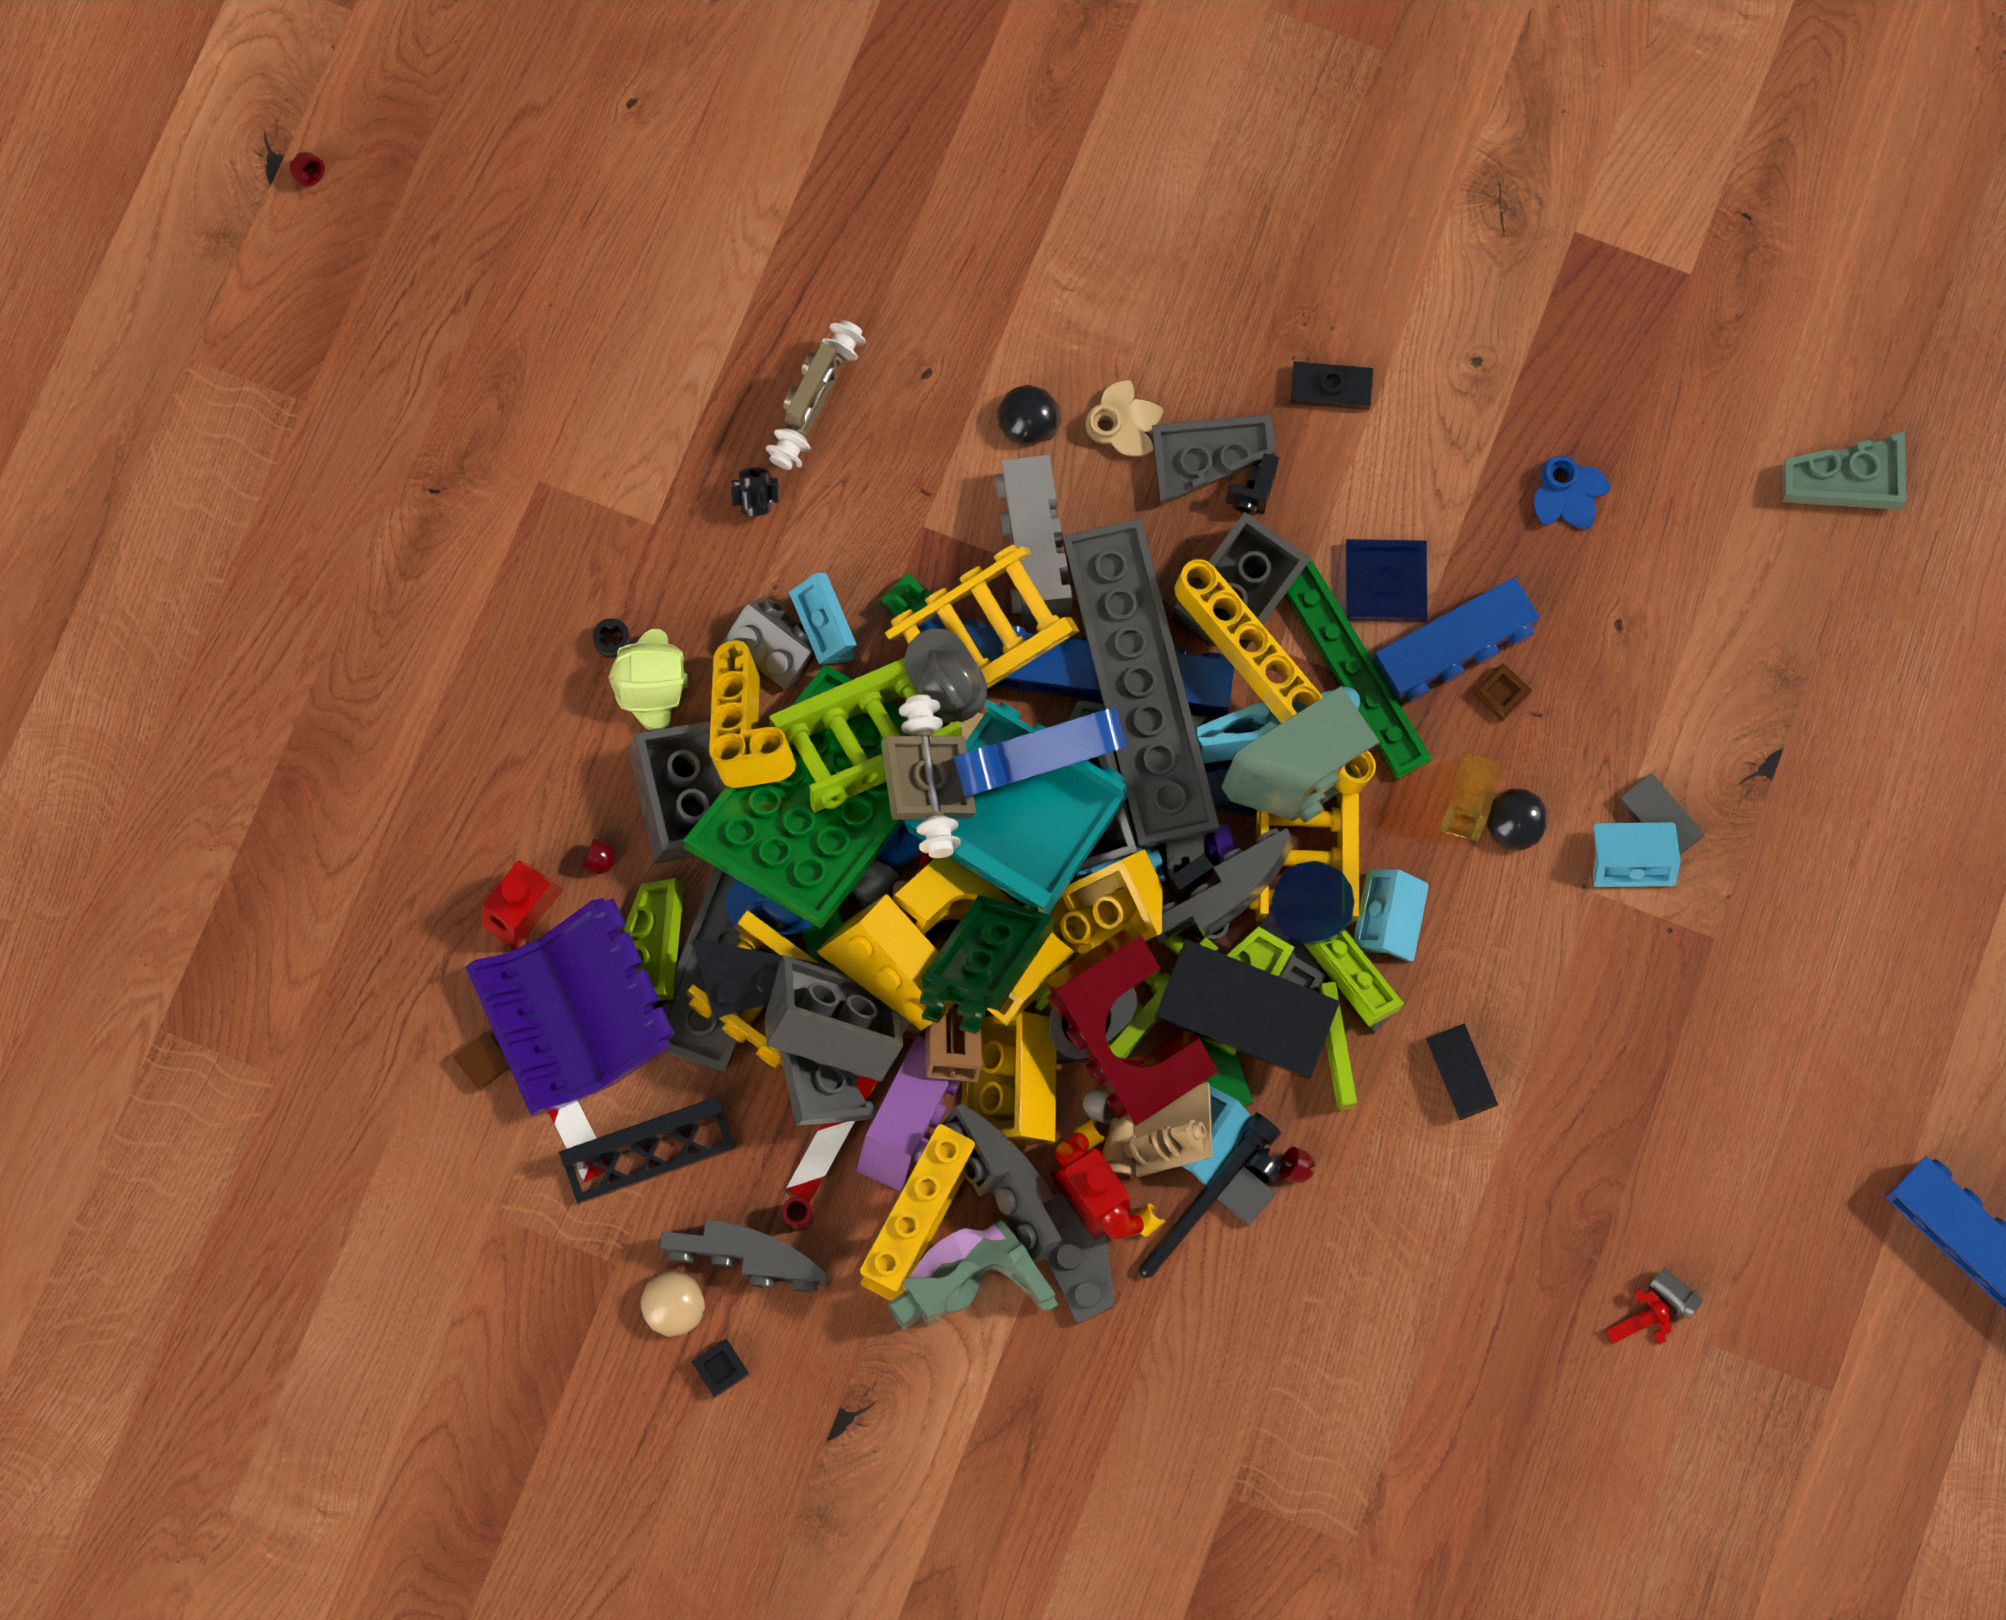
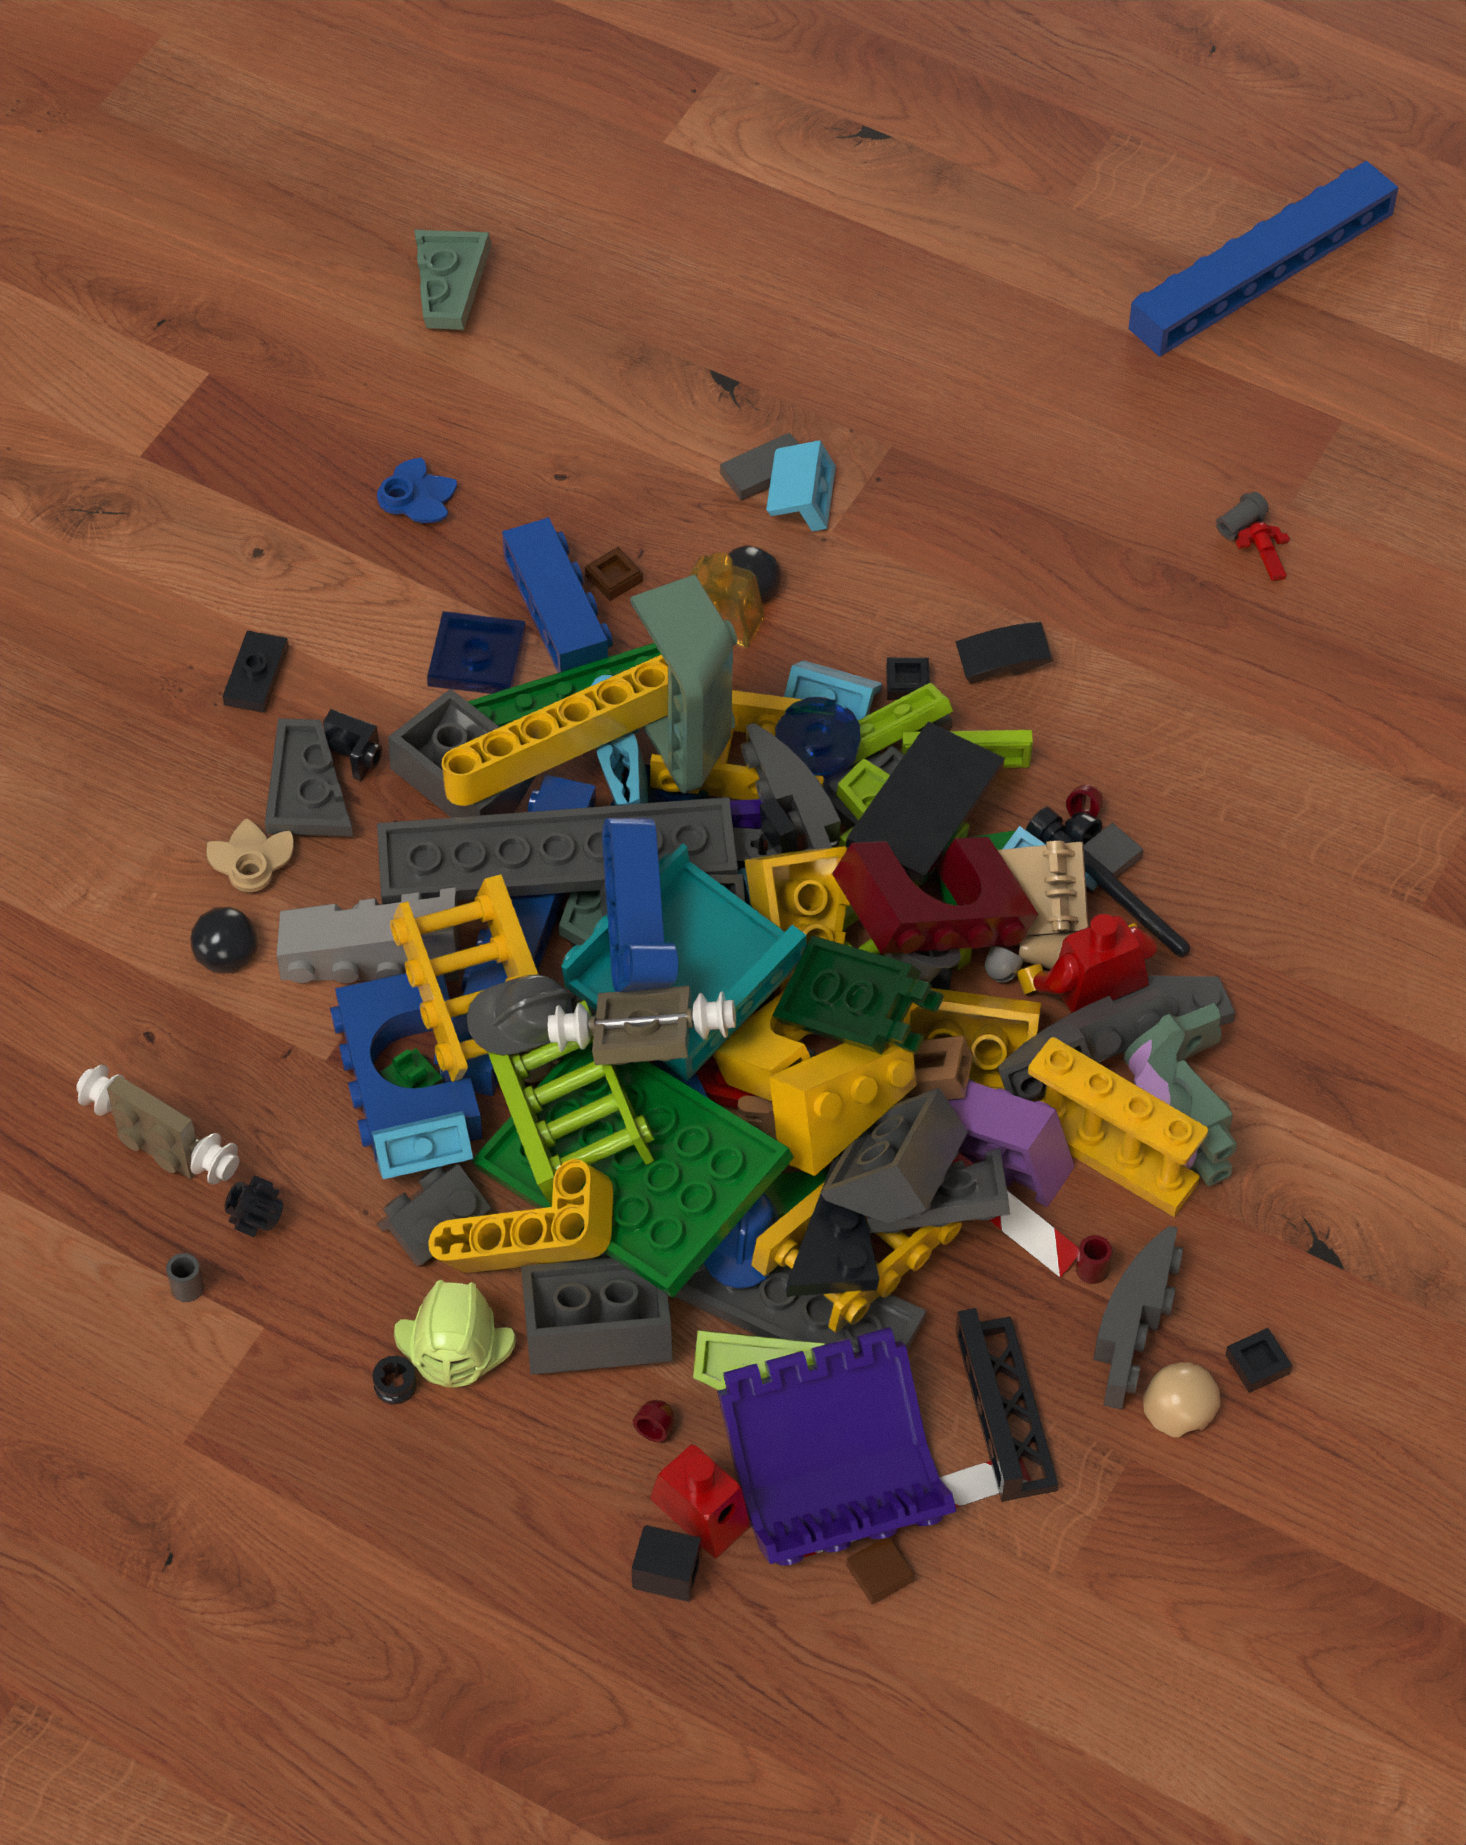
camera: 80 degrees left, 20 degrees down
(461, 884) = (666, 1563): none -> black panel
(679, 439) = (185, 1277): none -> dark grey hinge
(862, 585) = (372, 1019): none -> blue arch
(1421, 984) = (905, 675): none -> black tile

